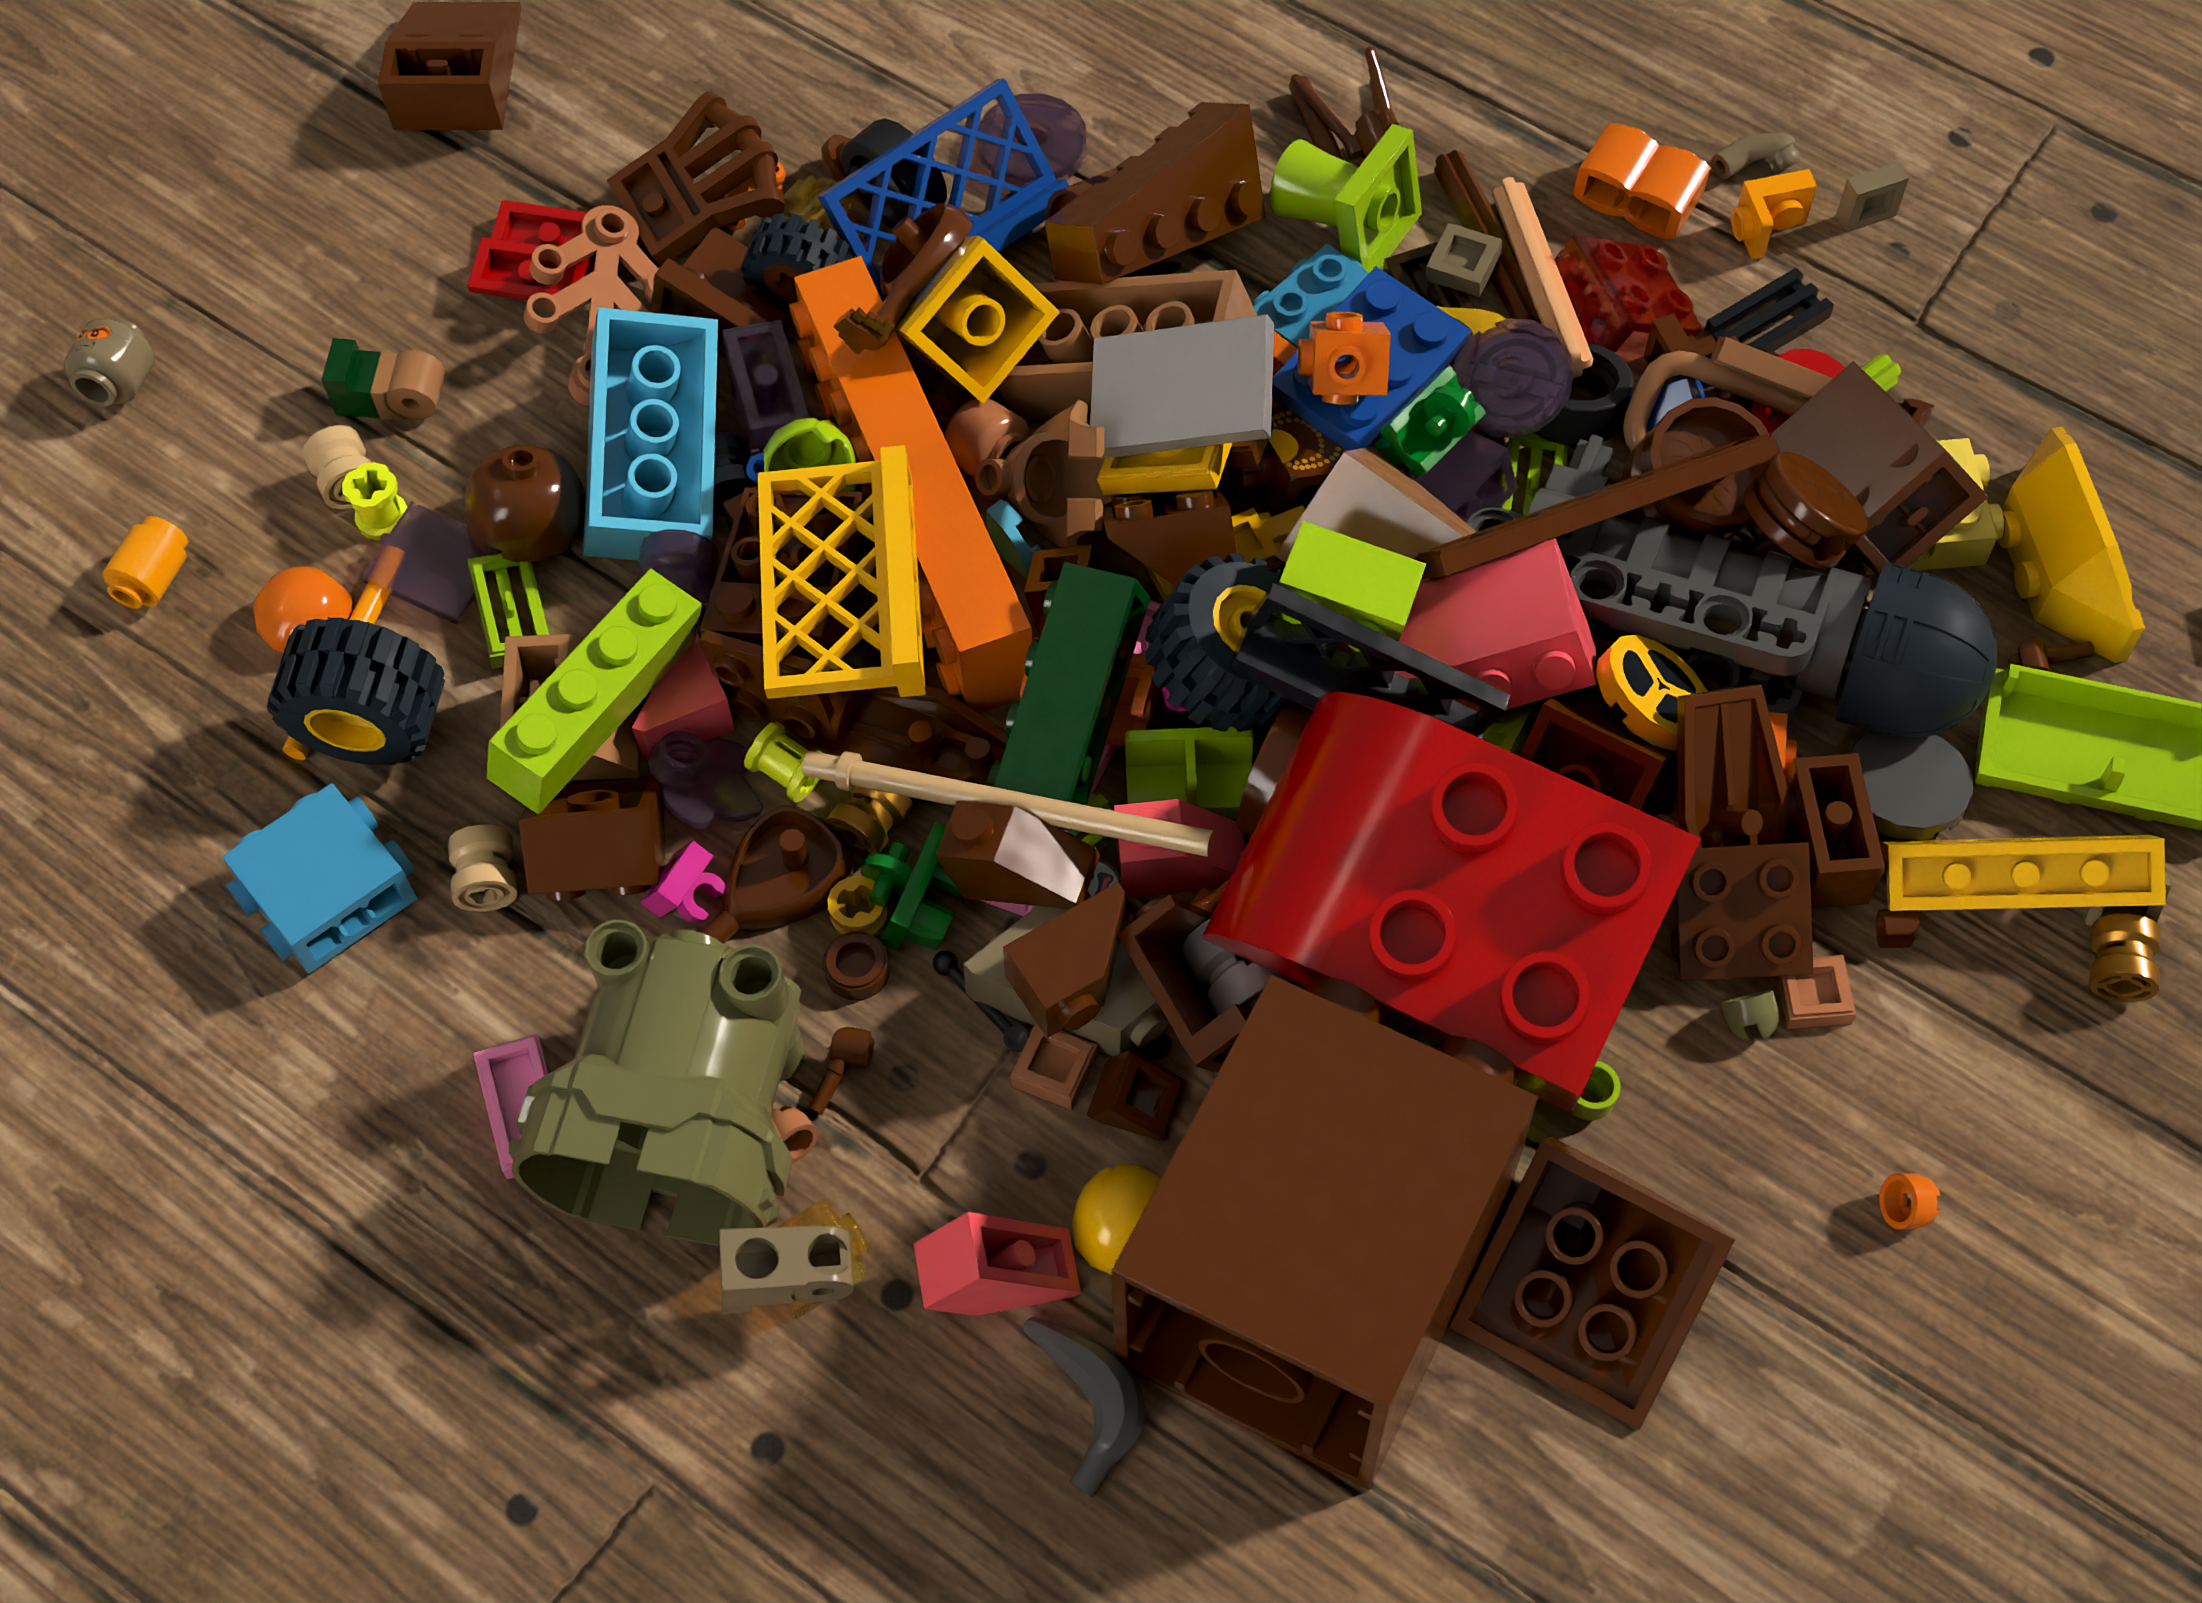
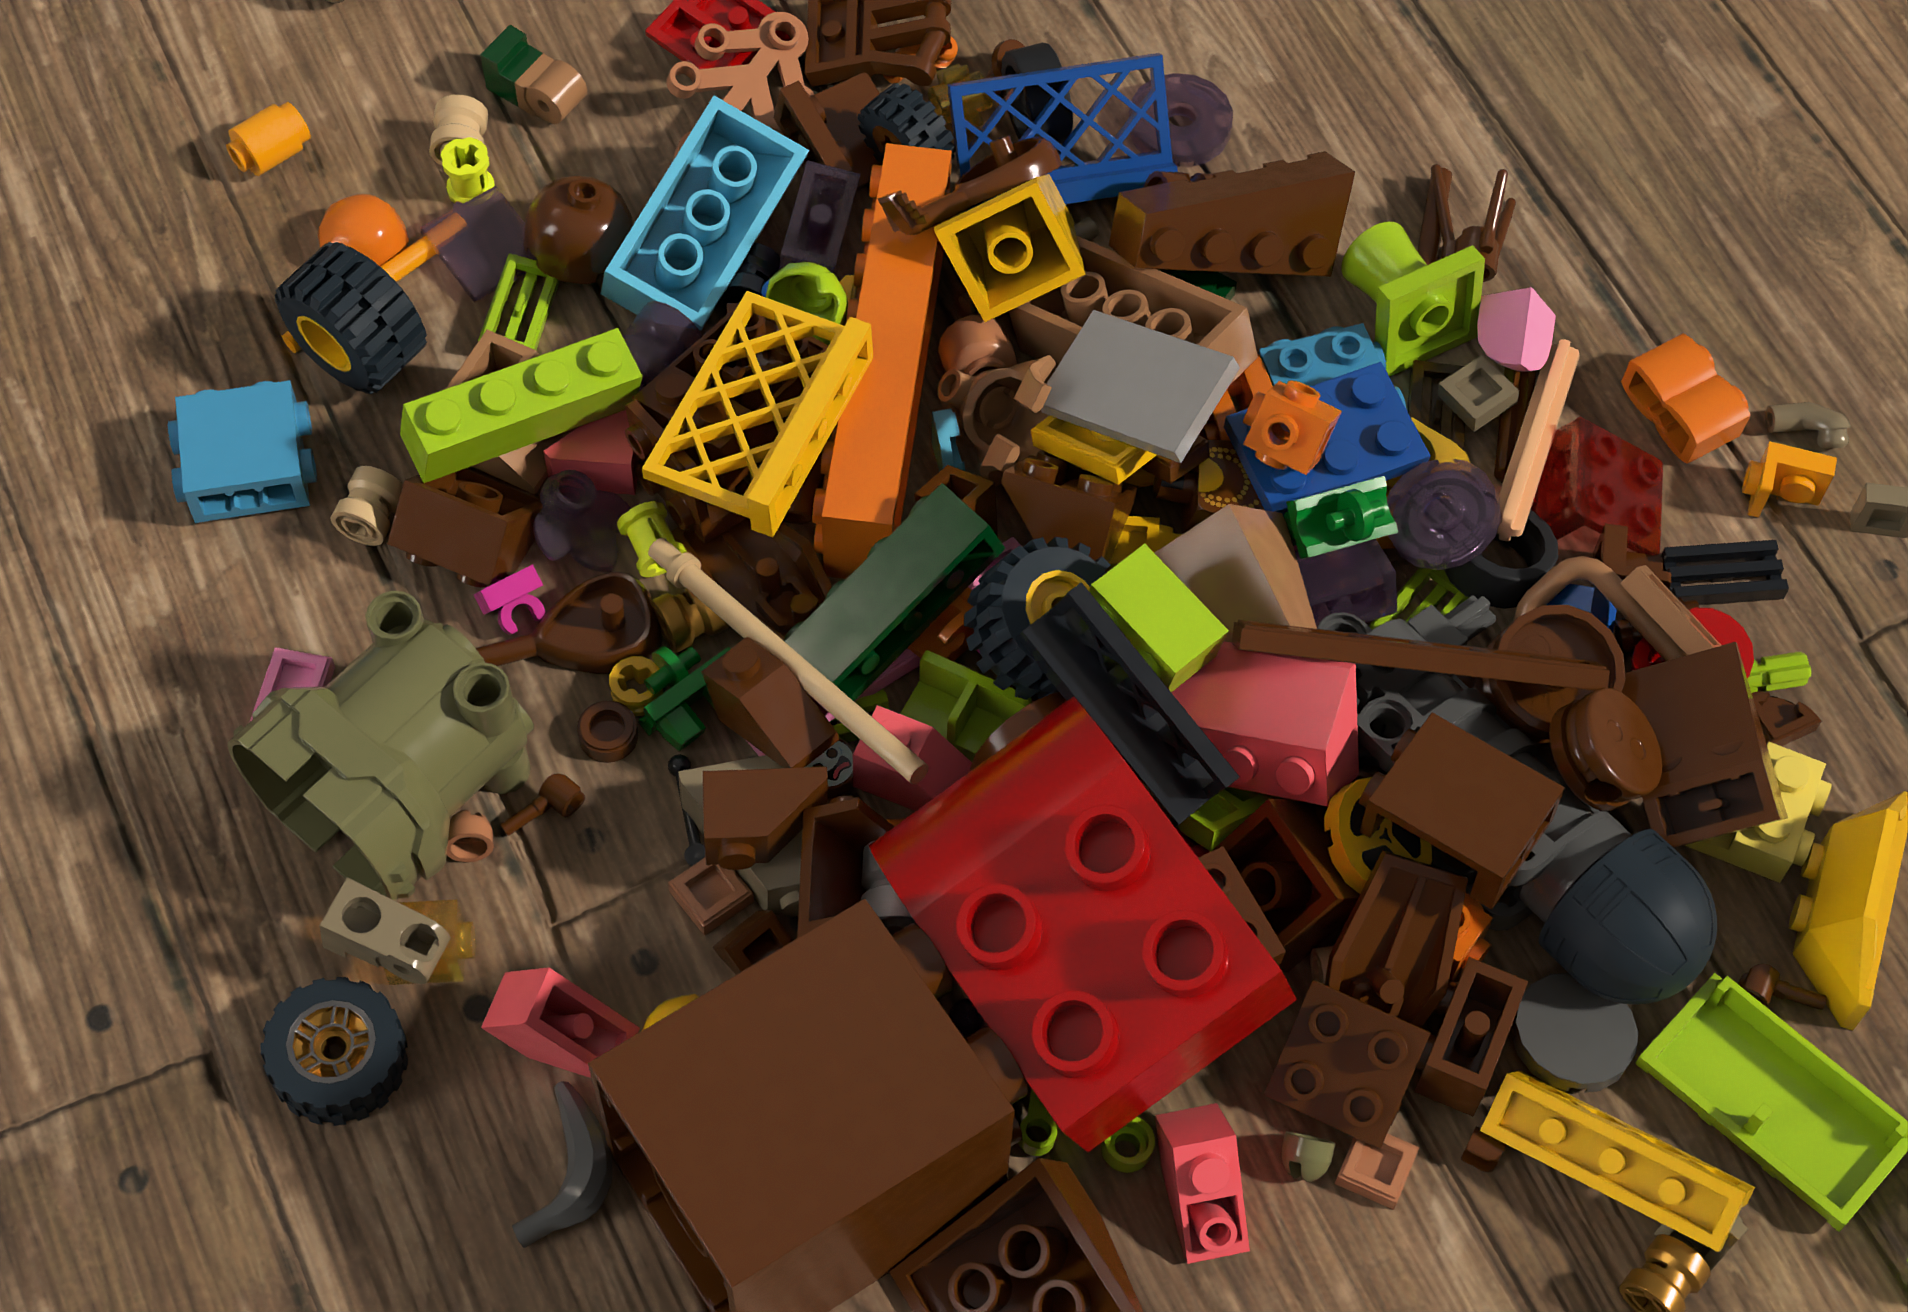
camera: 25 degrees right, 0 degrees up
(785, 1370) = (299, 1045): none -> black wheel
(1462, 186) = (1516, 329): none -> bright pink brick
(1680, 1086) = (1203, 1182): none -> coral slope
(1725, 613) = (1463, 802): none -> reddish brown panel

